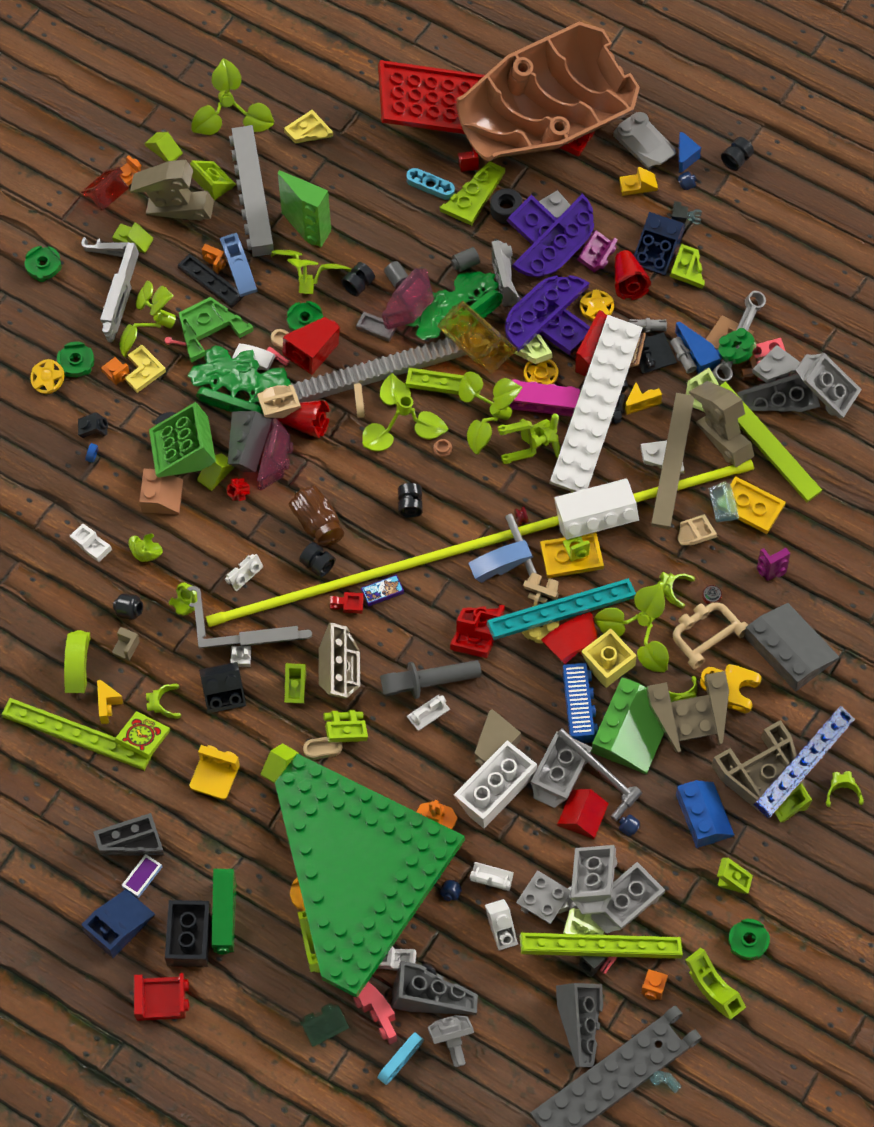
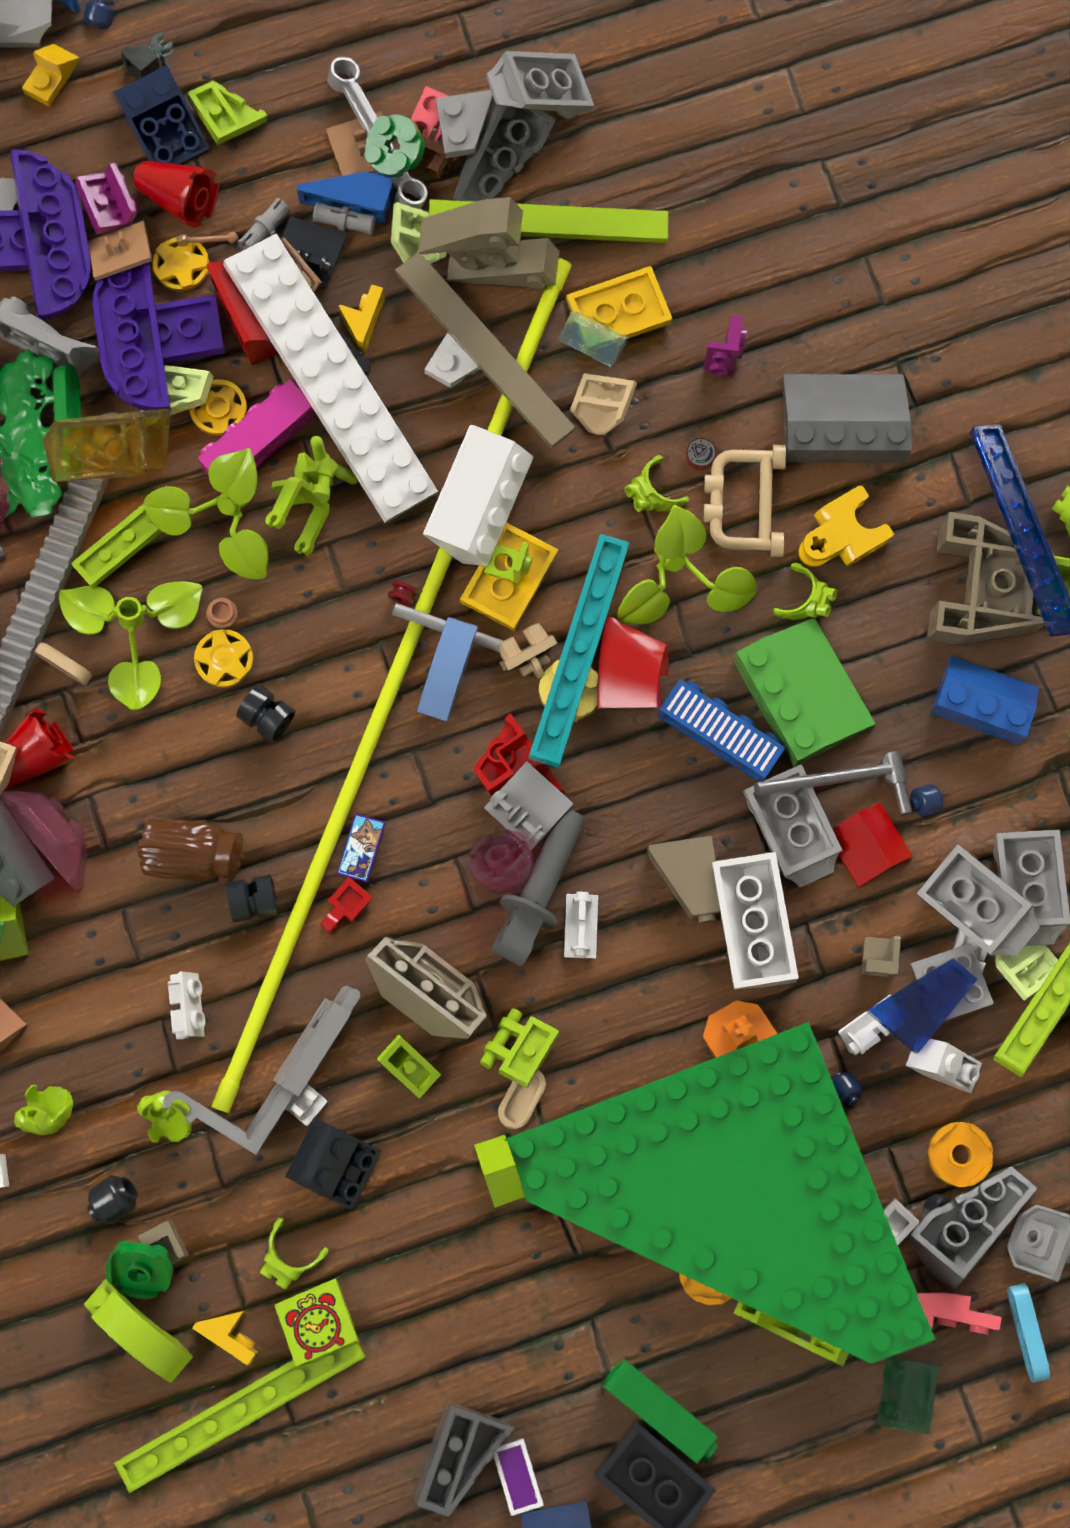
camera: 55 degrees left, 15 degrees up
(114, 640) = (129, 1257): none -> green plate
(214, 772) = (449, 1270): yellow bracket -> none
(238, 489) = (61, 921): red gear -> none
(421, 465) = (223, 658): none -> yellow wheel
(426, 652) = (501, 862): none -> clear pink cylinder
(464, 642) = (528, 805): none -> light grey hinge
(472, 974) = (941, 1157): none -> light orange tile
(519, 887) = (924, 1004): none -> clear blue wing
(529, 858) = (881, 957): none -> dark tan panel
(577, 274) = (119, 250): none -> medium nougat piece
(607, 296) = (184, 240): none -> medium nougat hinge
(609, 658) = (694, 645): light yellow slope -> none
(691, 716) = (856, 607): dark tan wedge -> none

